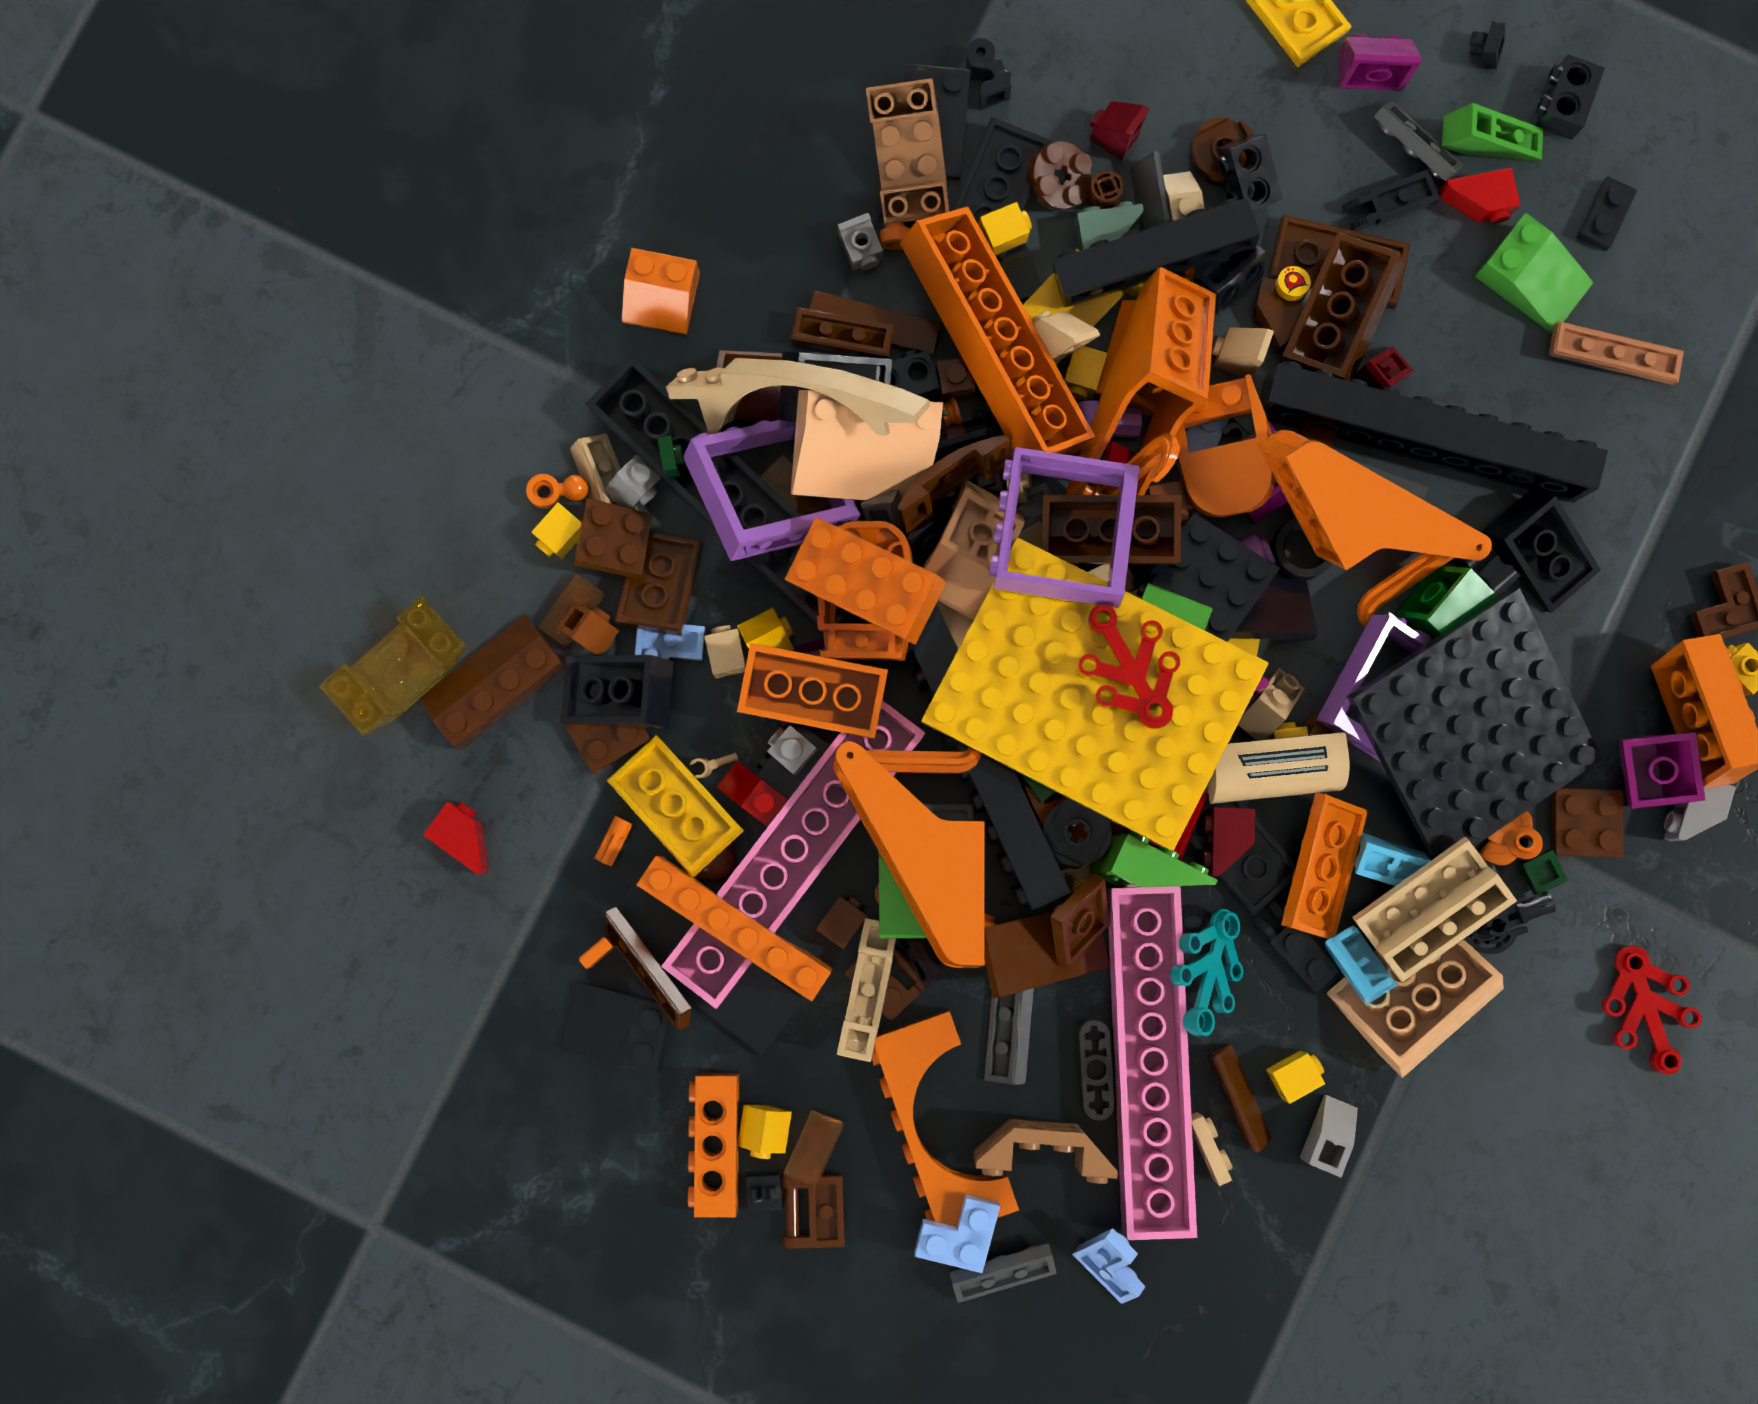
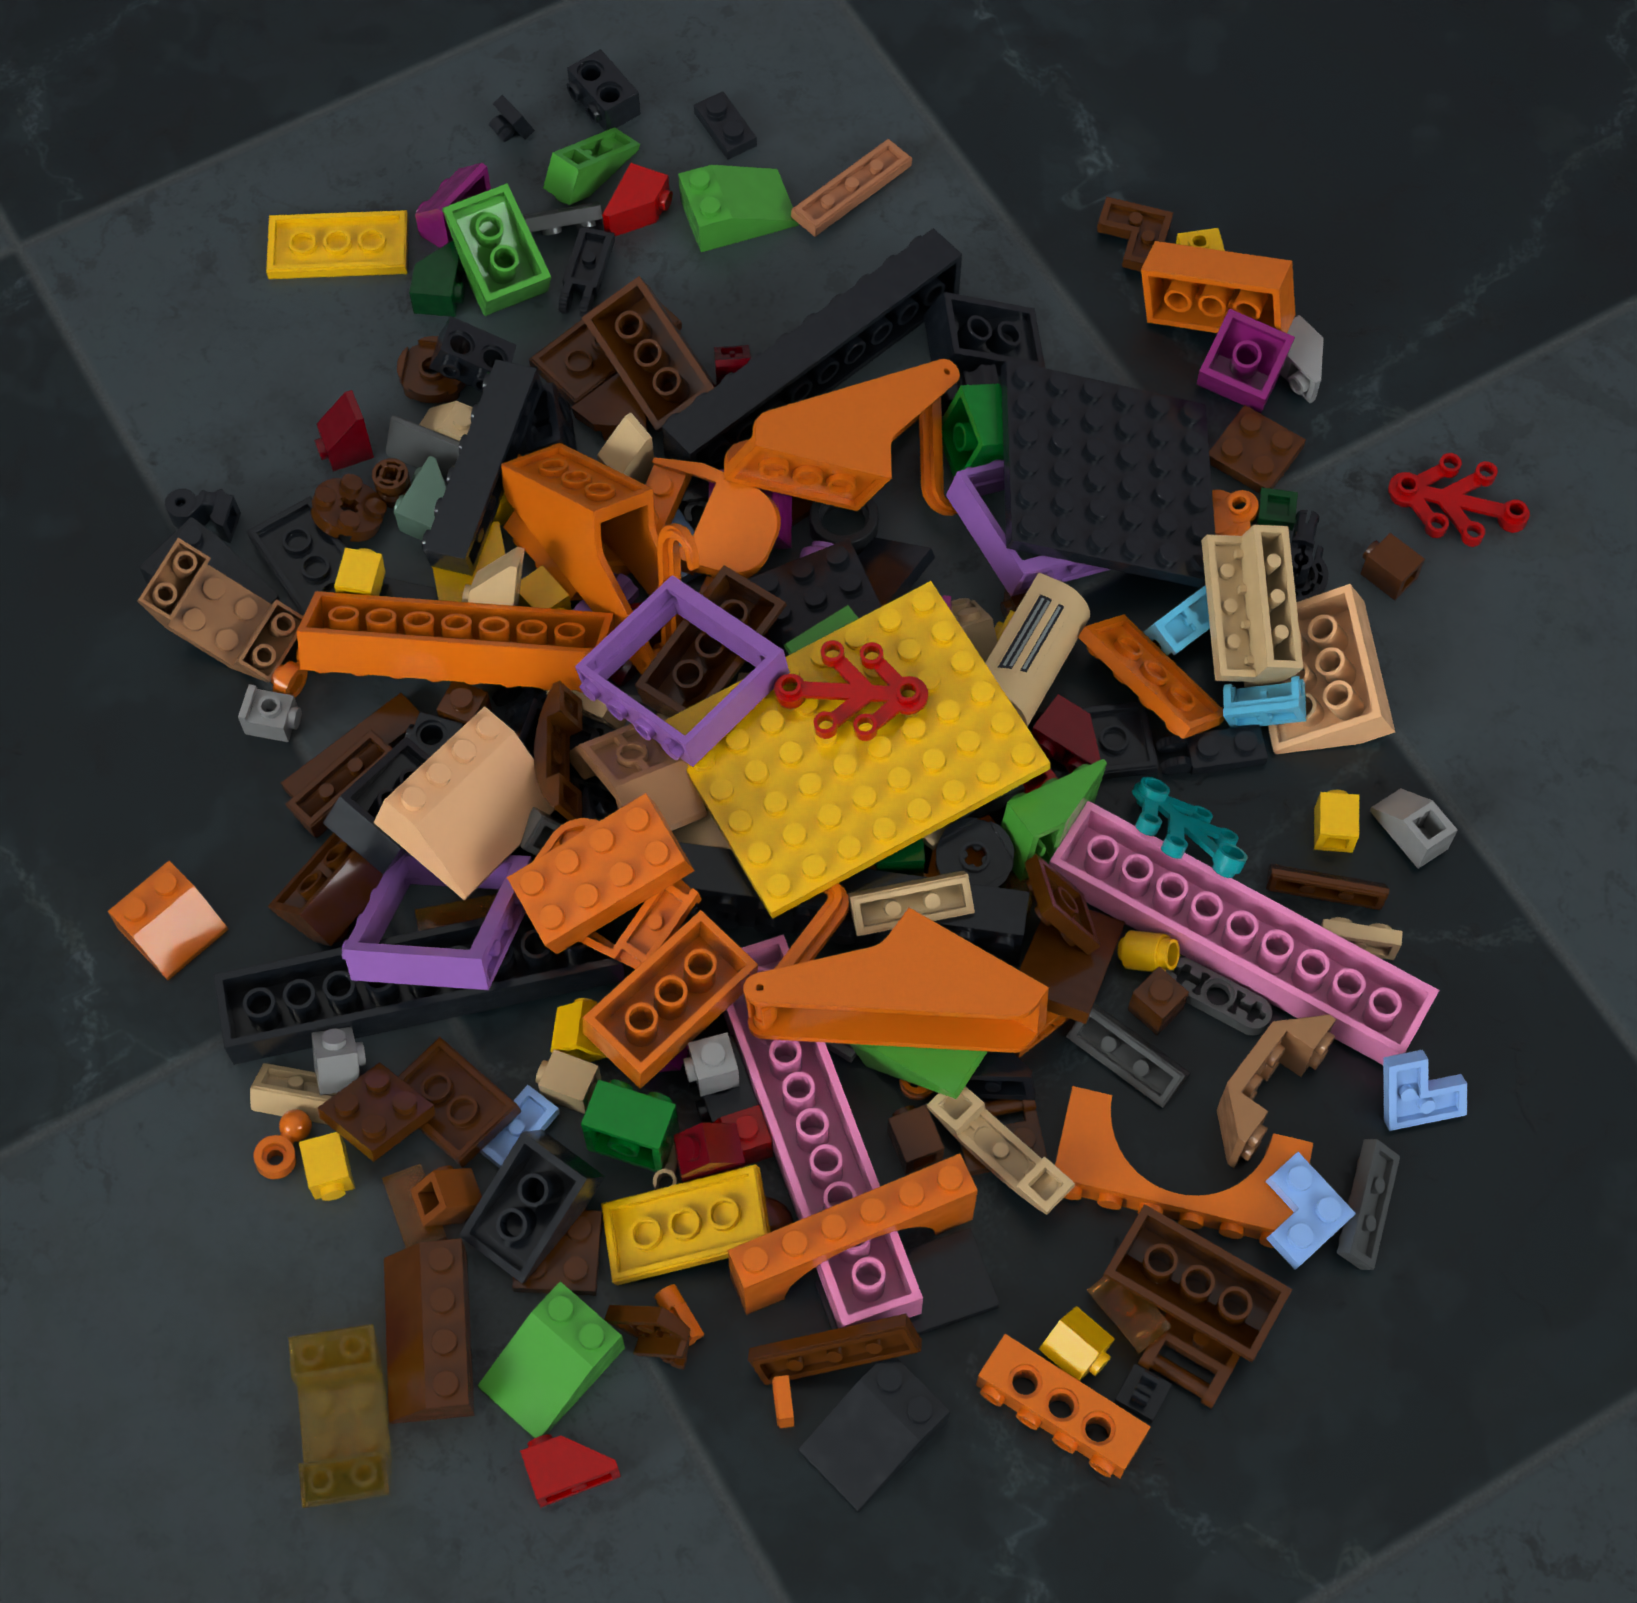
camera: 55 degrees left, 20 degrees down
(526, 777) = (551, 1361): none -> bright green slope
(582, 833) = (657, 1332): none -> reddish brown slope
(670, 456) = (340, 993): dark green plate -> none
(716, 720) = (630, 1125): none -> green brick
(723, 389) = (317, 900): tan slope -> none
(729, 787) = (707, 1150): none -> dark red slope
(857, 1189) = (1198, 1282): none -> reddish brown slope
(1003, 812) = (933, 897): none -> tan slope
(1060, 1030) = (1158, 1000): none -> reddish brown brick
(1094, 1000) = (1148, 951): none -> yellow brick
(1293, 283) = (597, 385): yellow tile -> none
(1303, 97) = (438, 283): none -> dark green slope
(1356, 122) = (497, 249): none -> bright green slope
(1551, 991) = (1391, 565): none -> reddish brown brick

